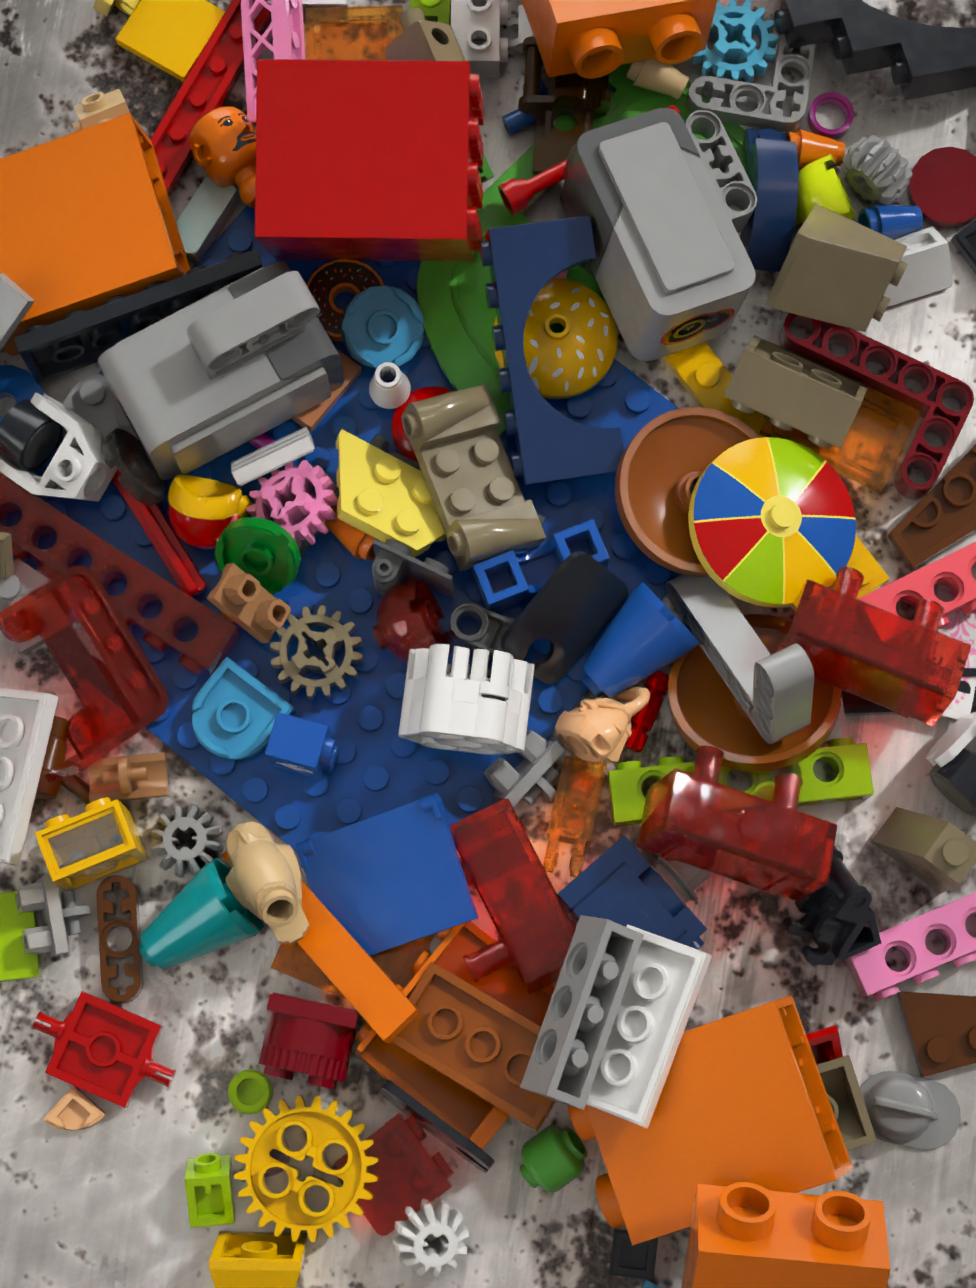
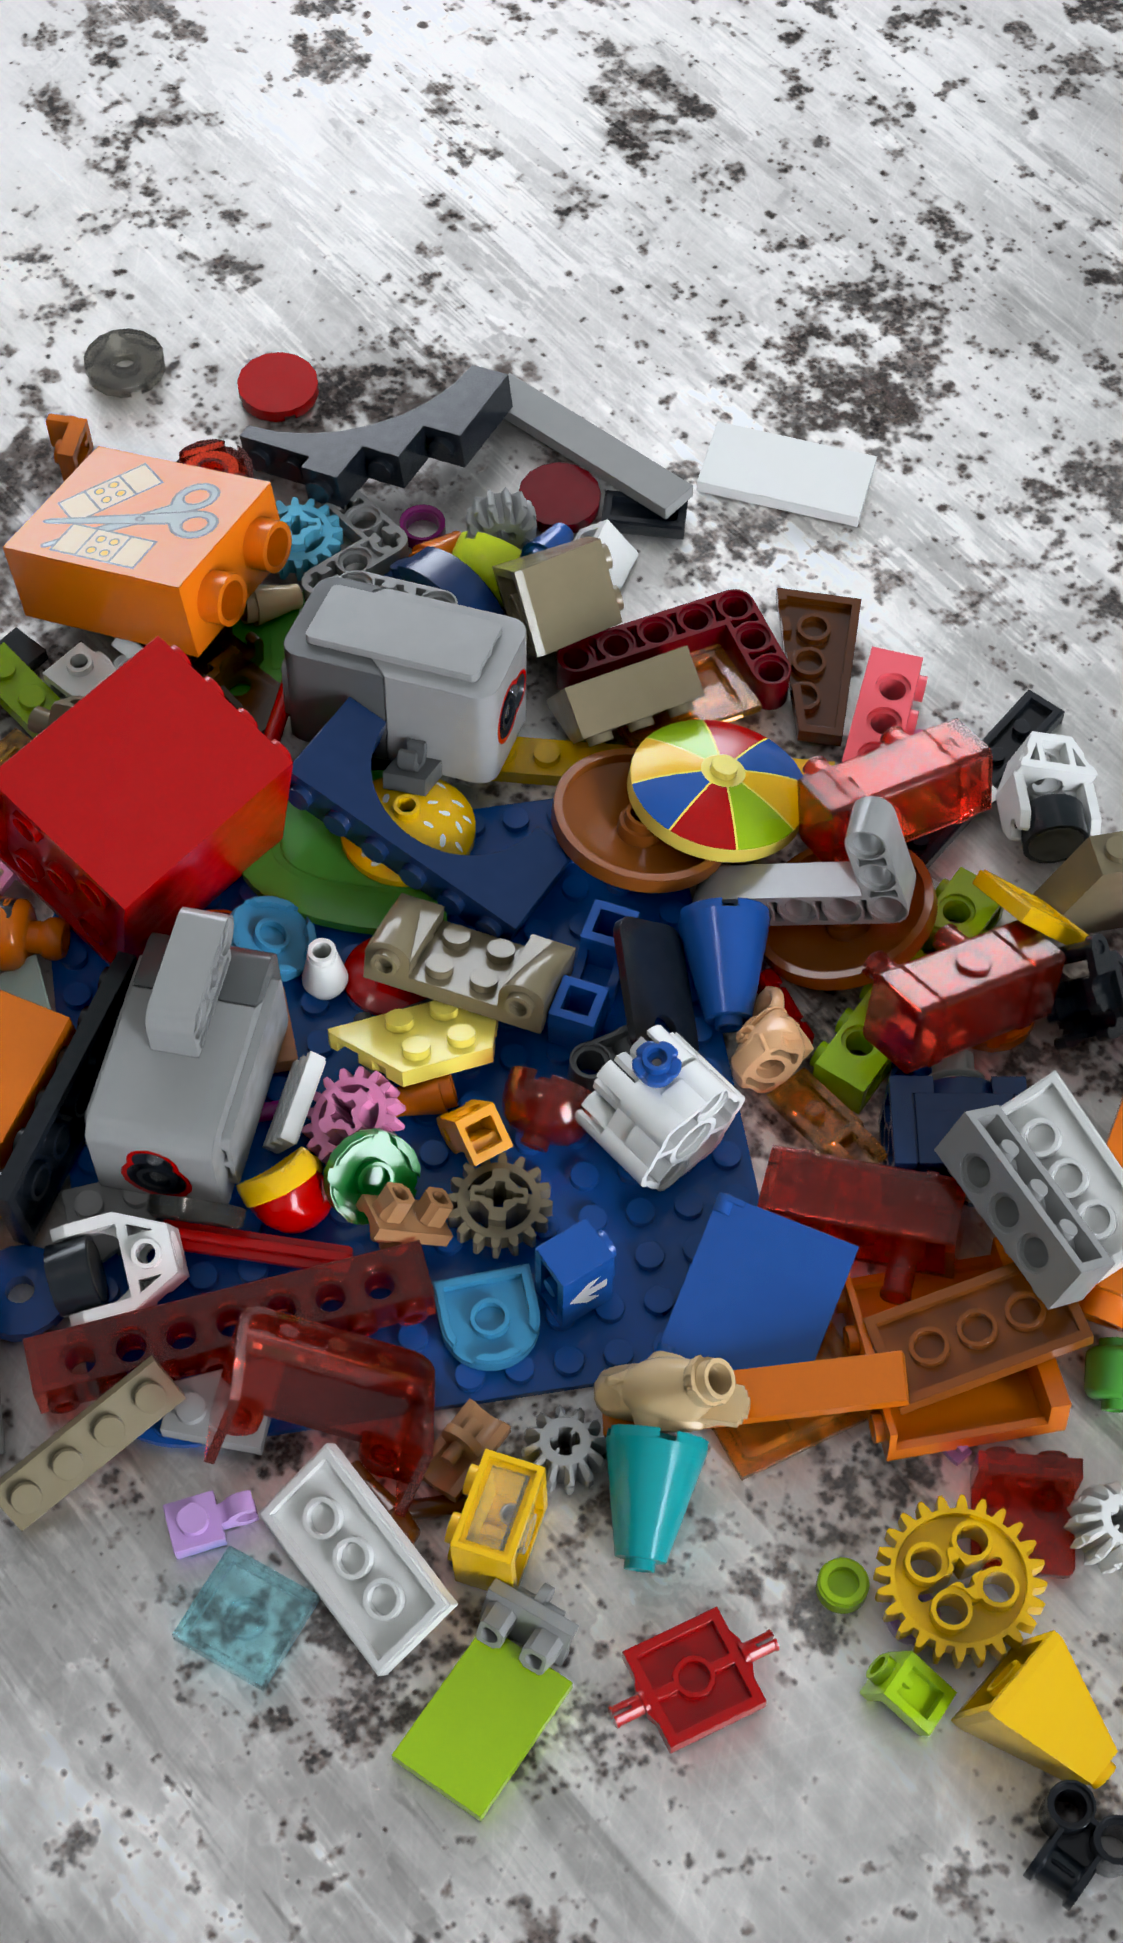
camera: 50 degrees left, 20 degrees down
(75, 1111) = (728, 1758): light nougat tile -> none
(106, 907) = (562, 1572): reddish brown beam -> none
(308, 1040) = (842, 1479): dark red piece -> none
(346, 593) = (475, 1131): none -> light orange leg
(394, 563) = (486, 1067): dark grey hinge -> none
(437, 1126) = (1017, 1428): black piece -> none
(468, 691) = (654, 1075): none -> blue plate
(531, 777) = (758, 1132): light grey hips -> none
(591, 304) = (412, 771): none -> dark grey tile
(860, 826) = (1029, 908): none -> yellow tile

